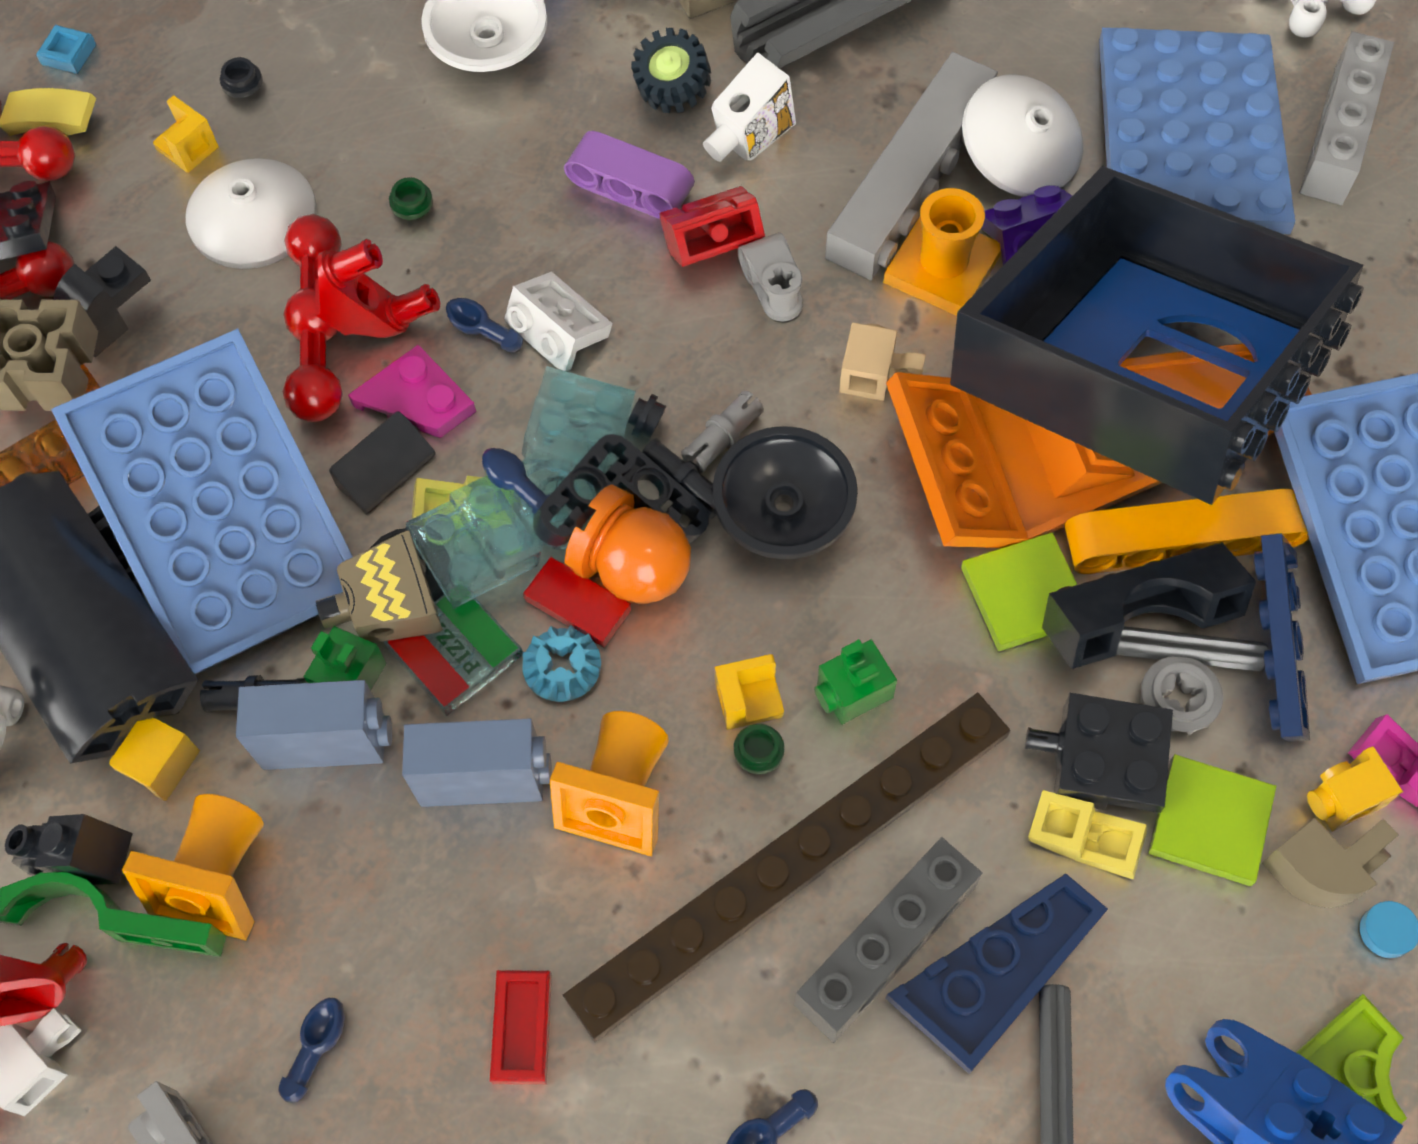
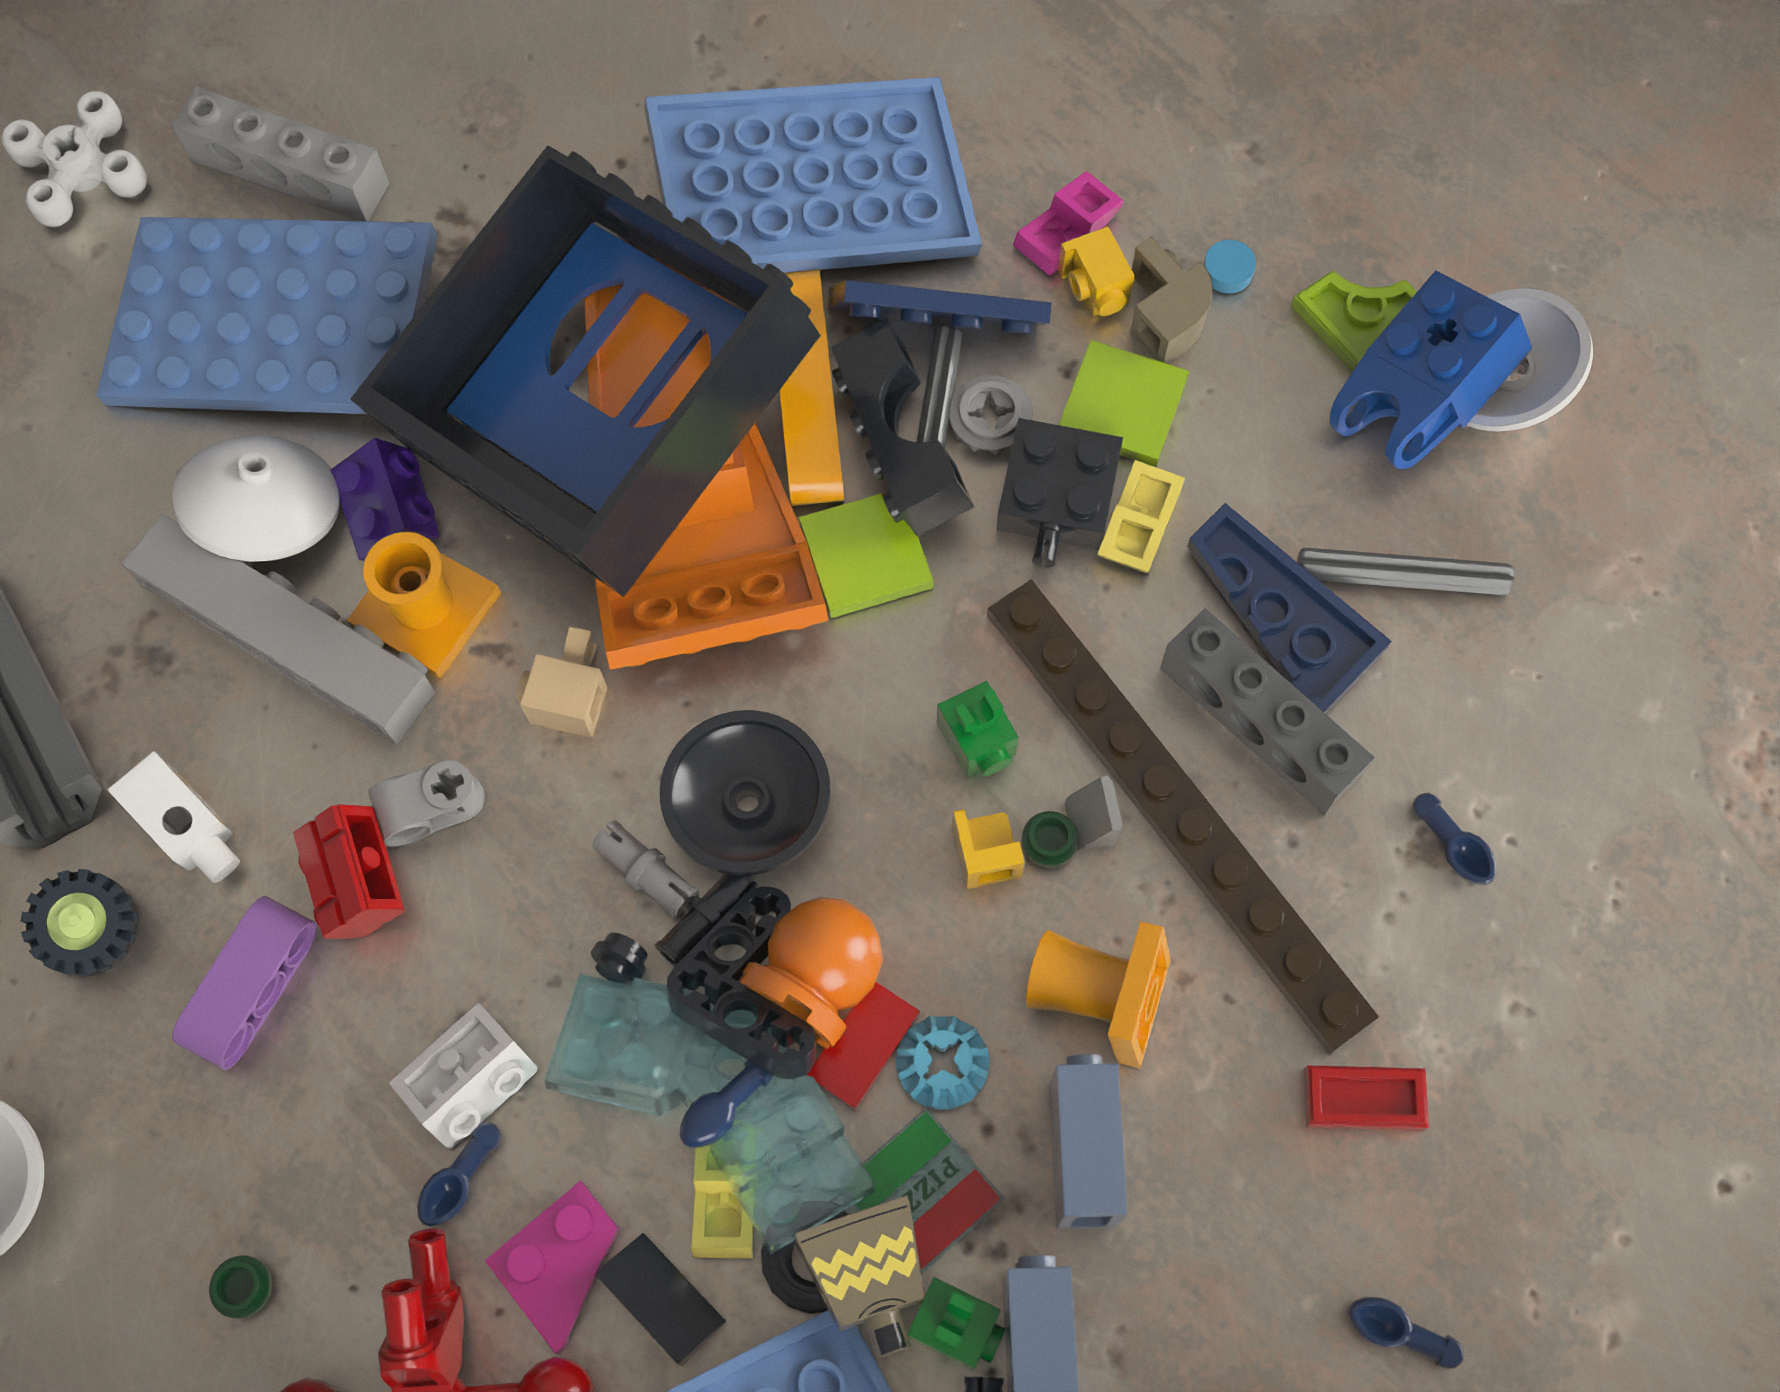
camera: 90 degrees left, 5 degrees up
(782, 788) = (1095, 814): none -> light grey slope

